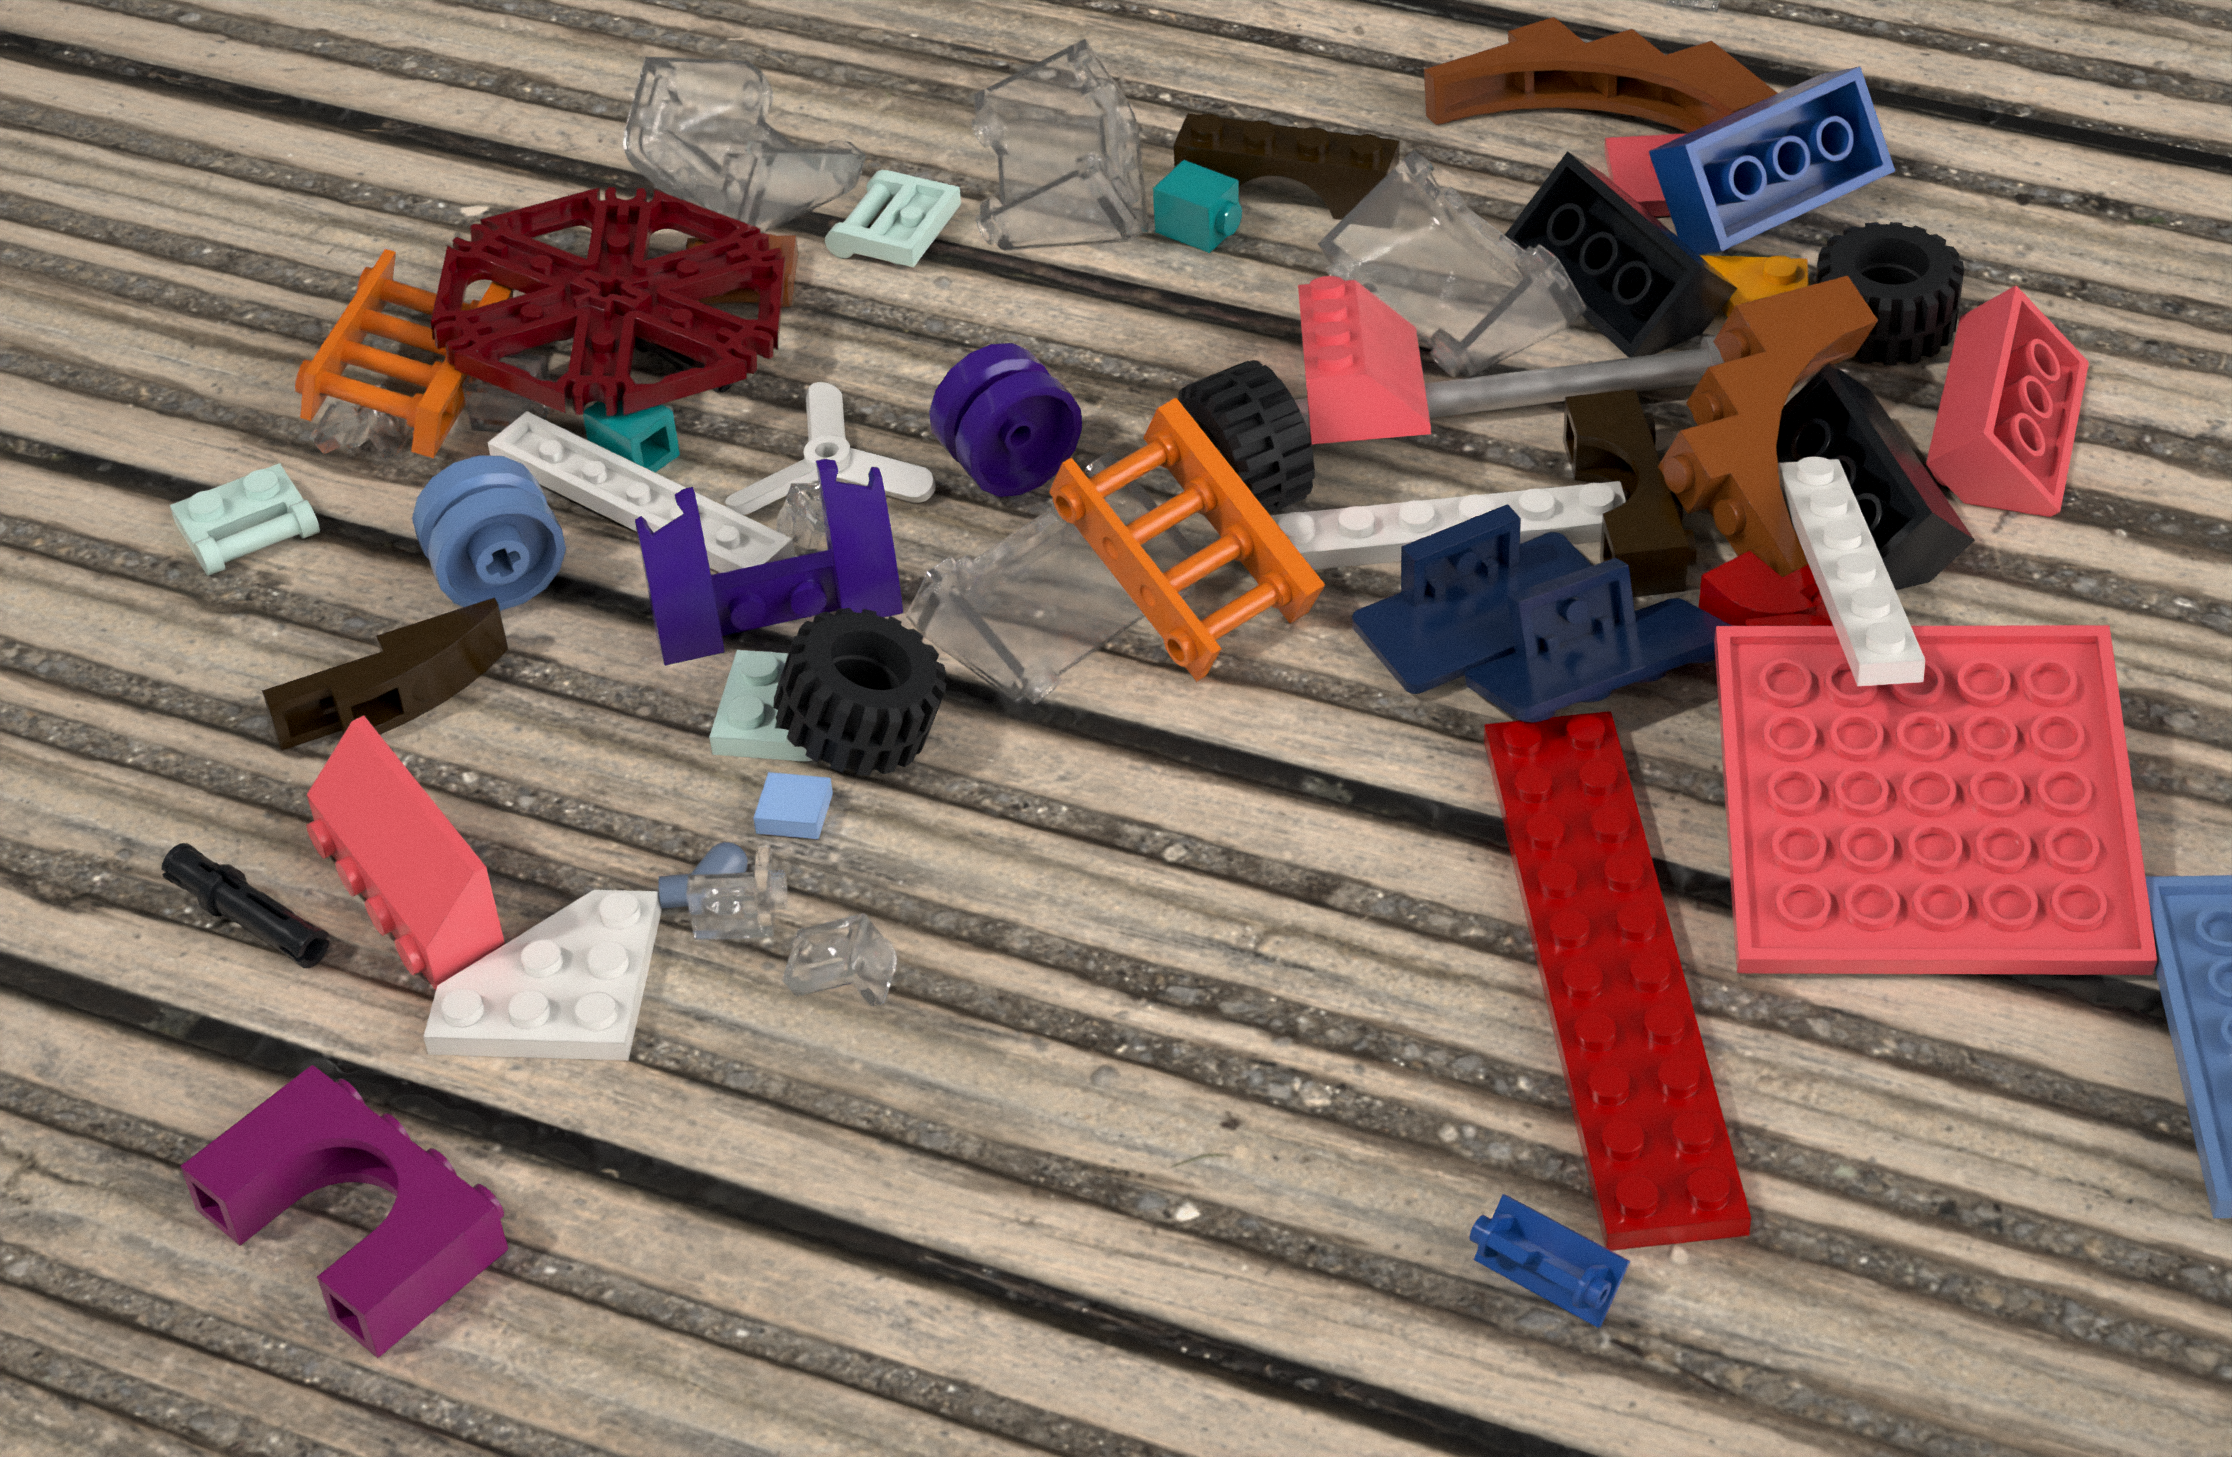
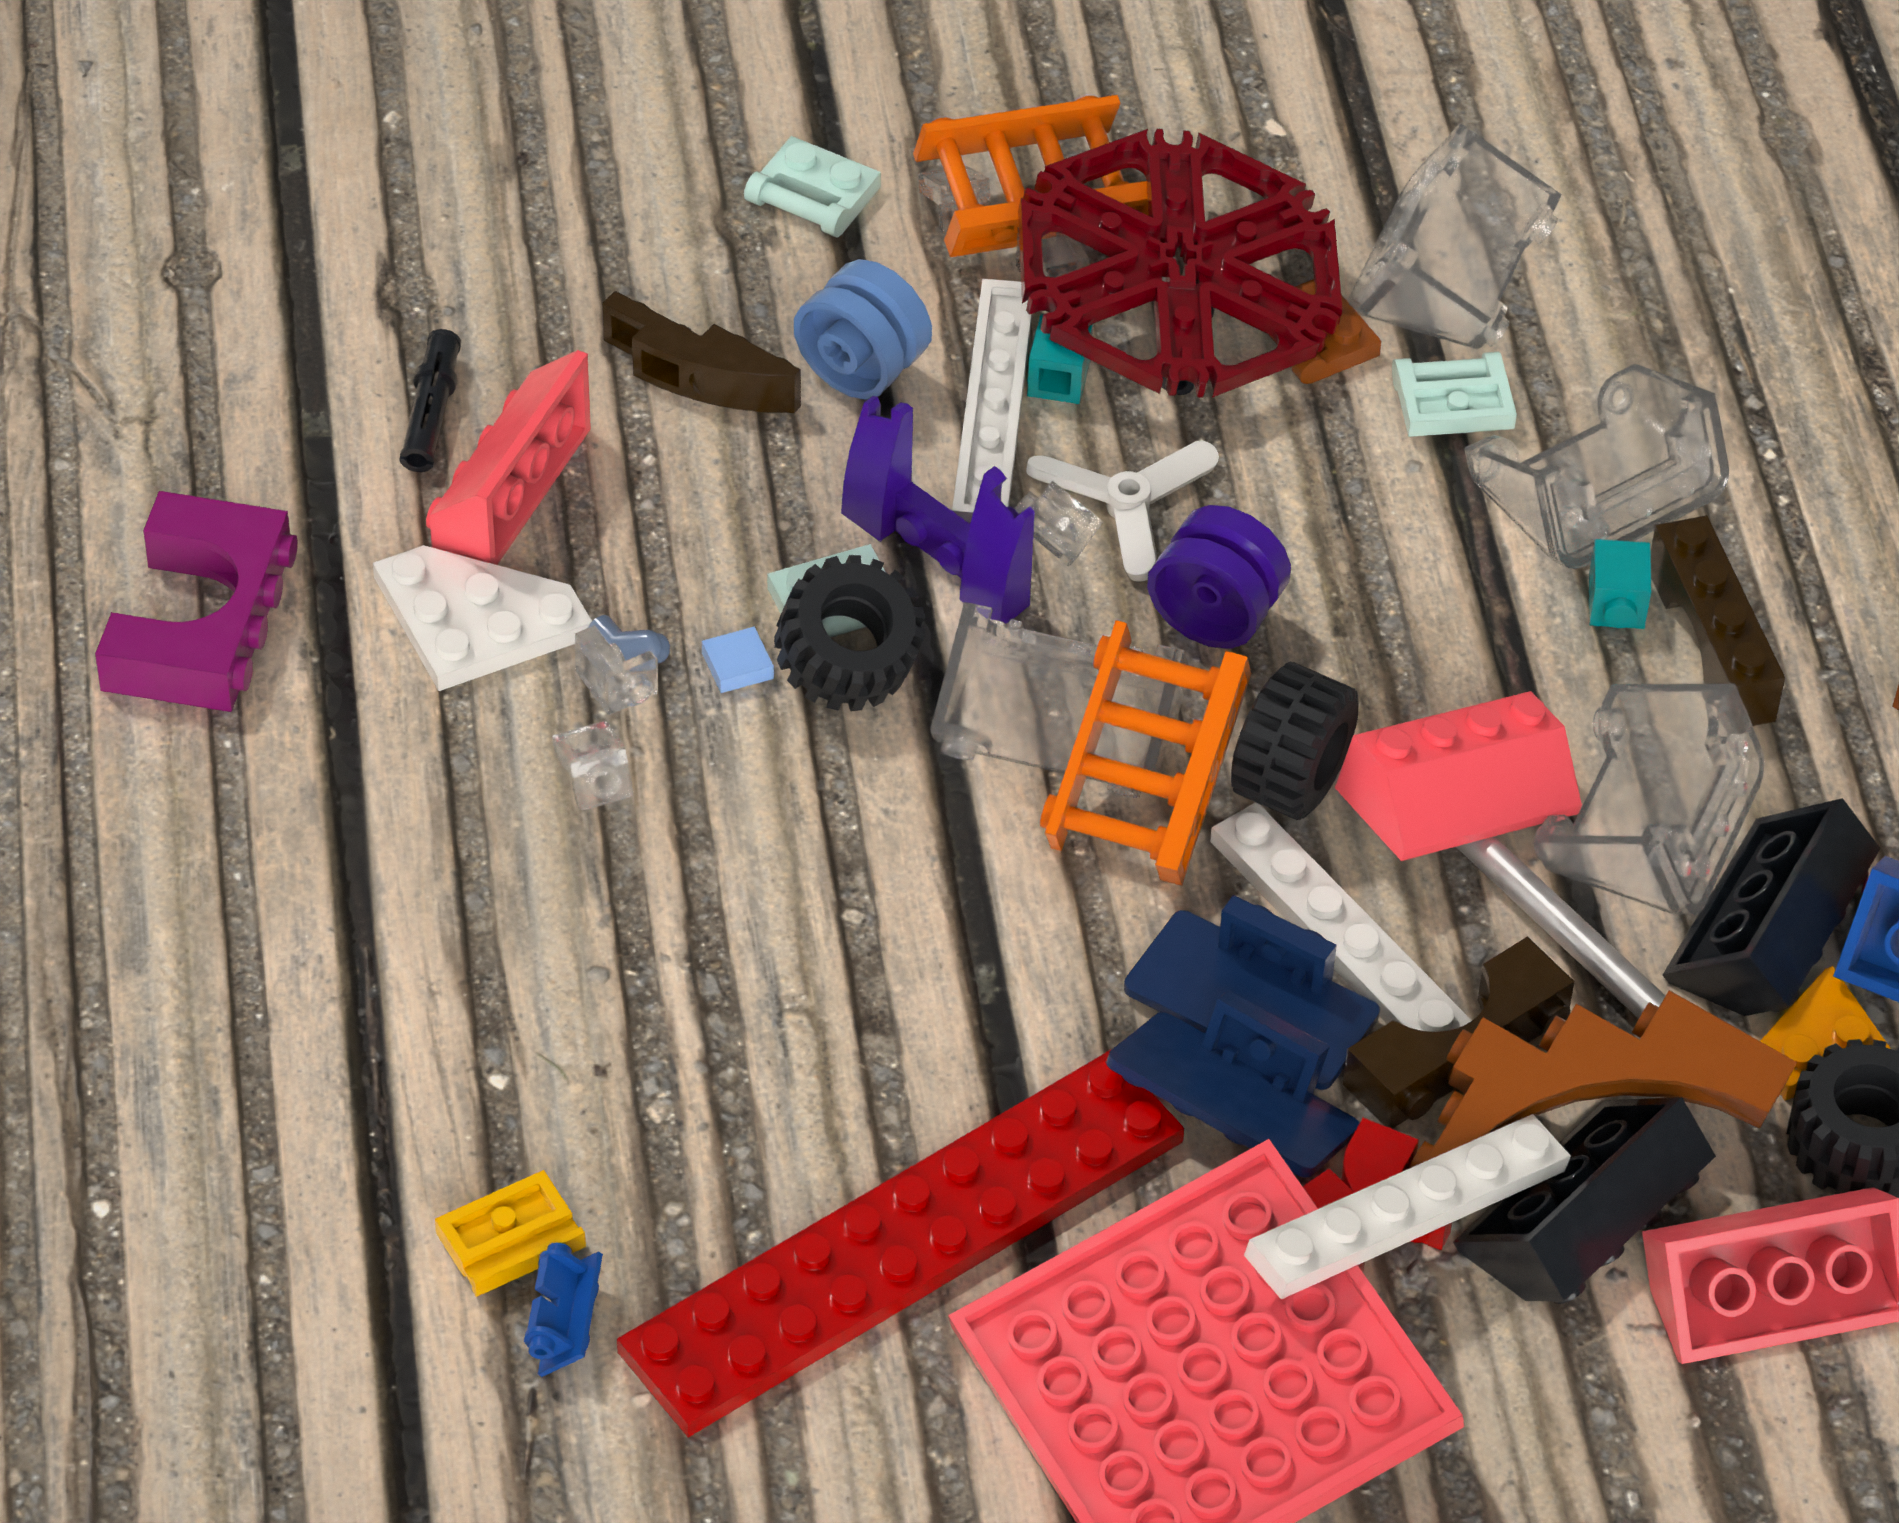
camera: 55 degrees right, 5 degrees up
(1413, 1270) = (508, 1231): none -> yellow plate

